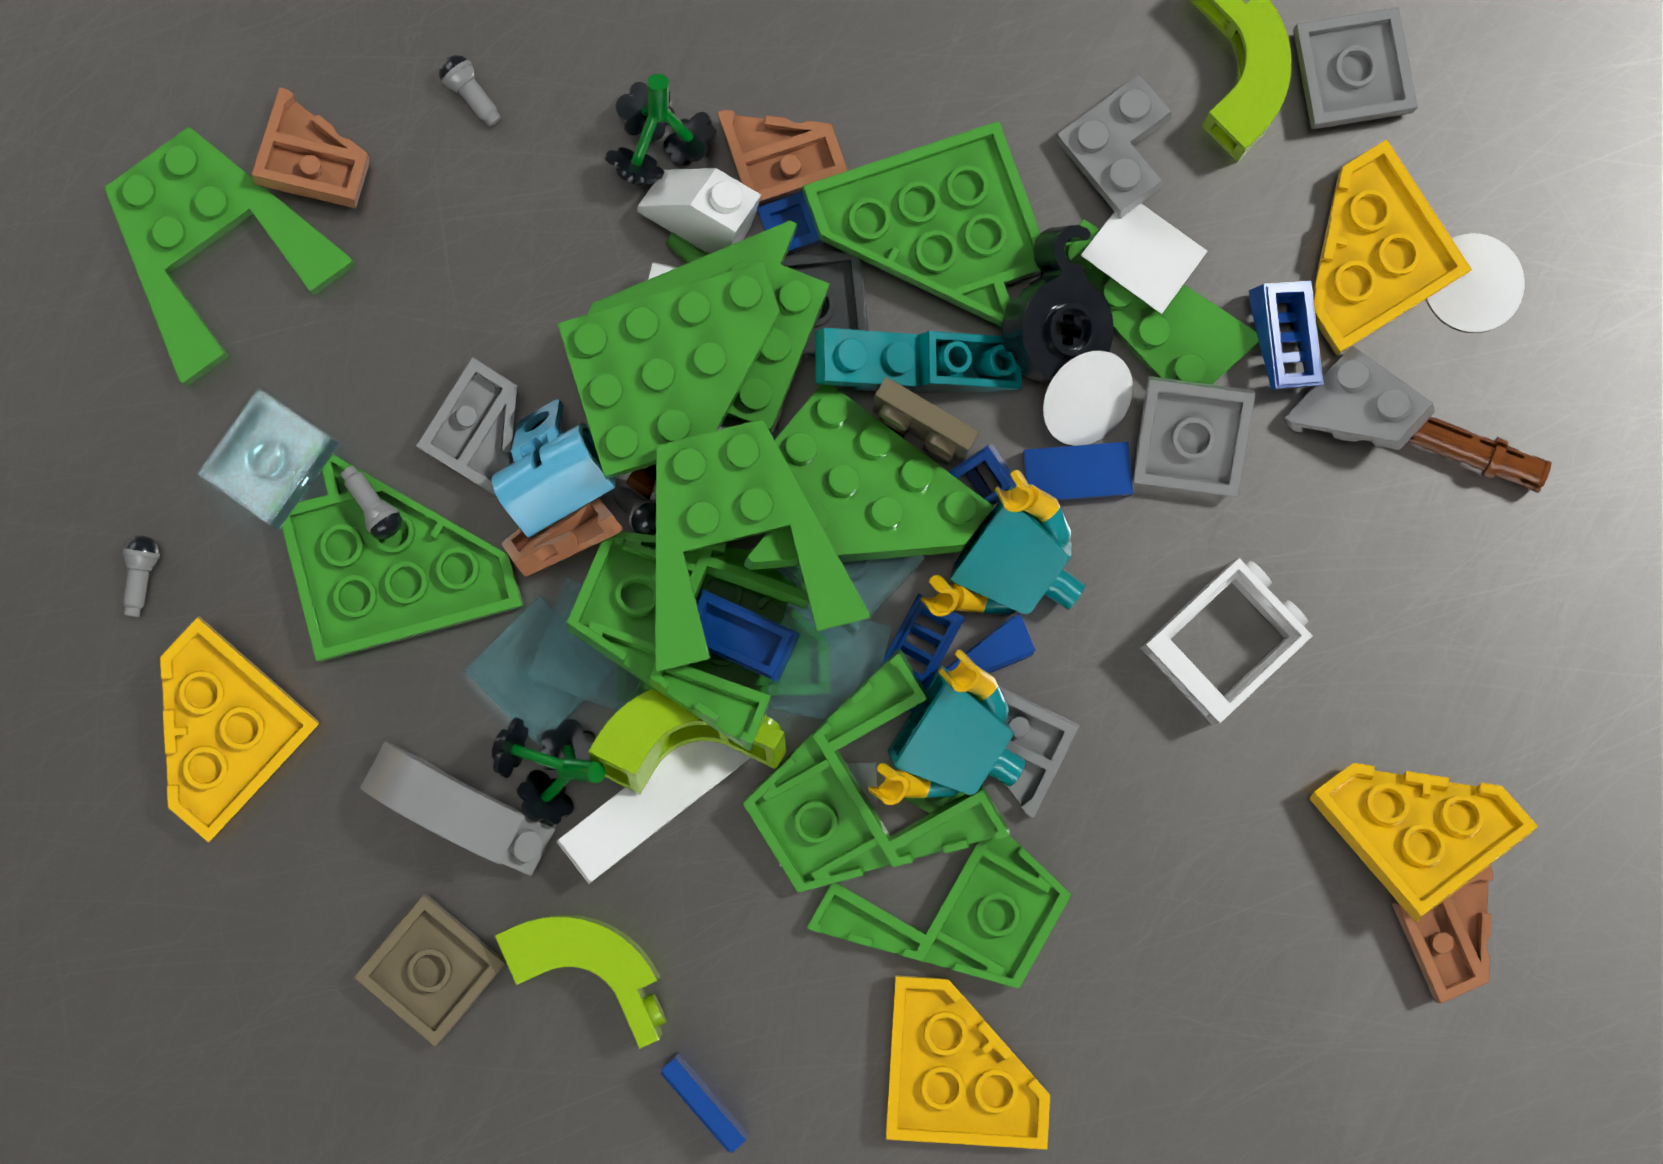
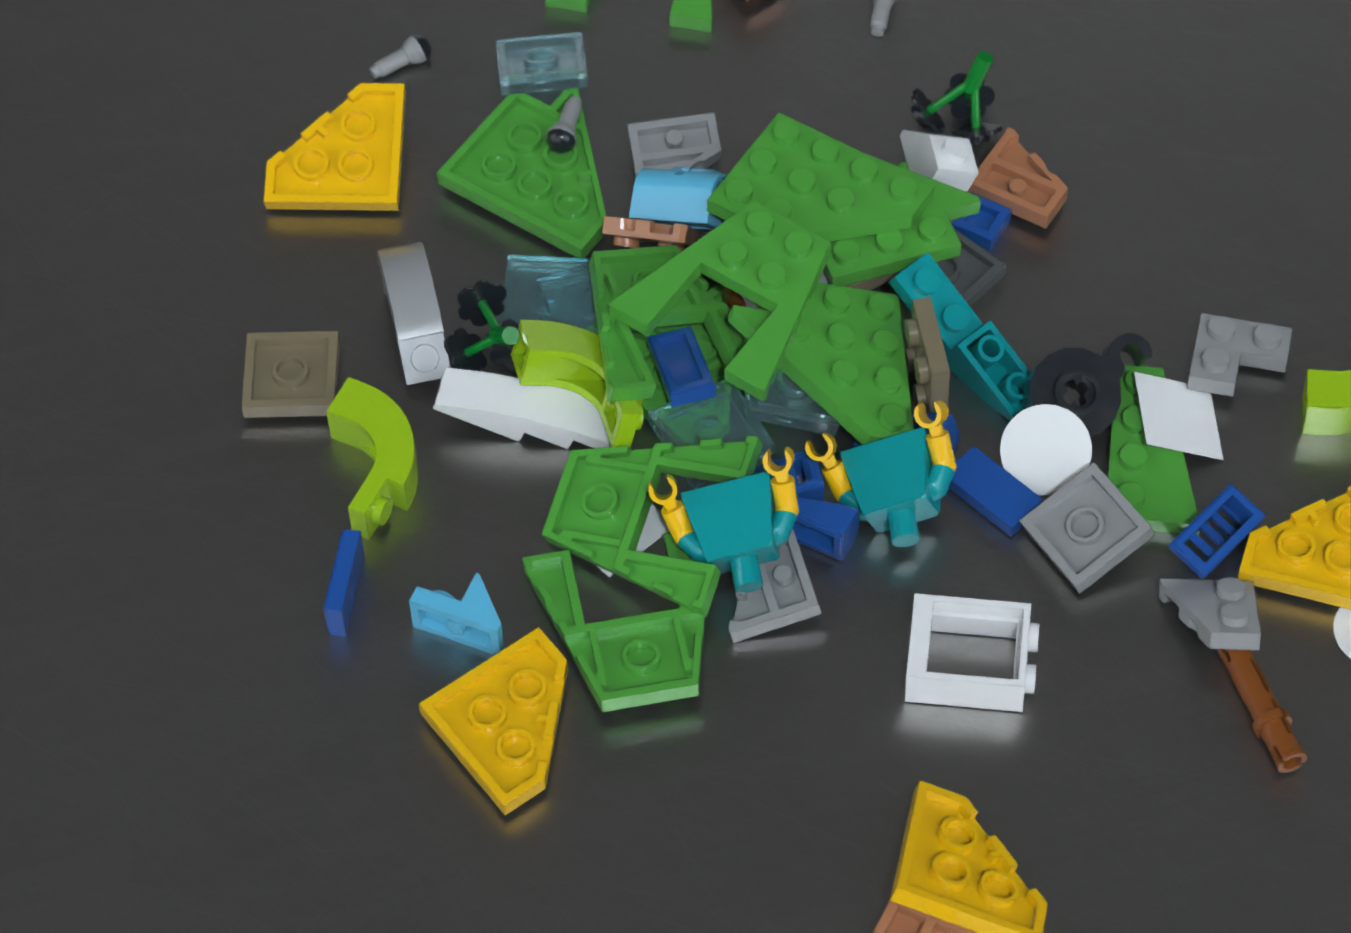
camera: 55 degrees right, 30 degrees down
(840, 1024) = (466, 621): none -> medium azure slope
(937, 218) = (1070, 282): bright green wing -> none

